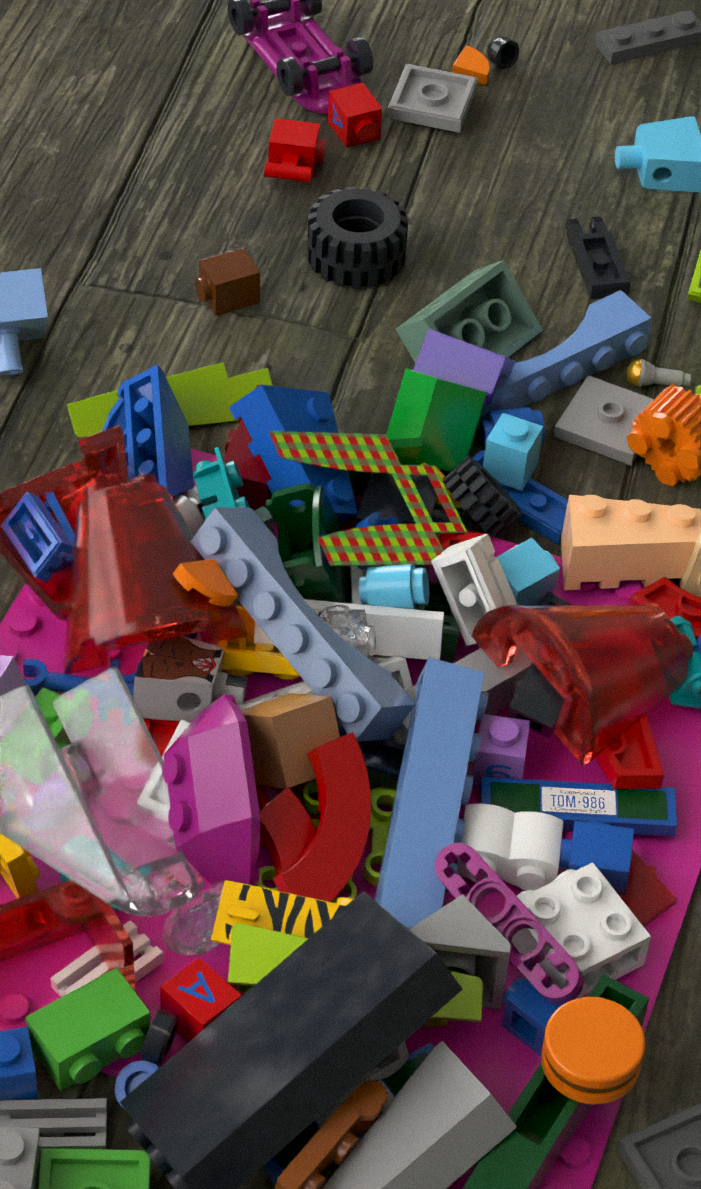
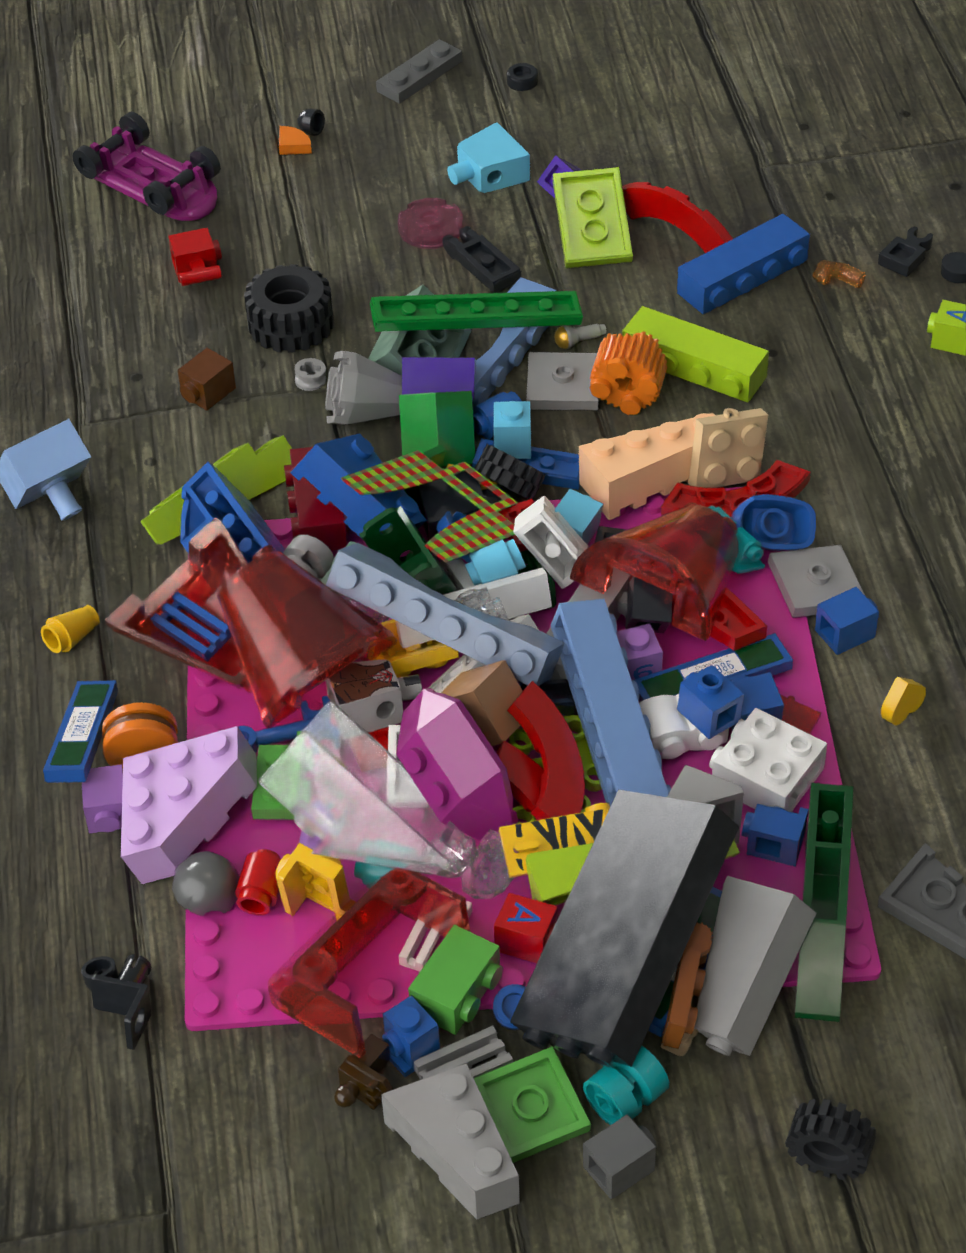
camera: 20 degrees left, 0 degrees up
(51, 551) = (213, 639): blue tile -> none
(160, 1037) = (512, 962): black tile -> none
(207, 579) = (360, 608): orange tile -> none
(219, 482) = (313, 534): teal hinge -> none
(340, 324) = (310, 382): none -> light grey bush
(354, 115) = (225, 211): red brick -> none
(377, 350) = (361, 390): none -> light grey cone
(432, 98) = (278, 177): light grey plate -> none
(511, 920) = (727, 767): magenta beam -> none
(541, 834) = (710, 701): none -> blue brick
(546, 308) = (475, 310): none -> green tile
(566, 197) = (428, 221): none -> clear pink tile
(593, 1050) = (841, 836): orange head -> none

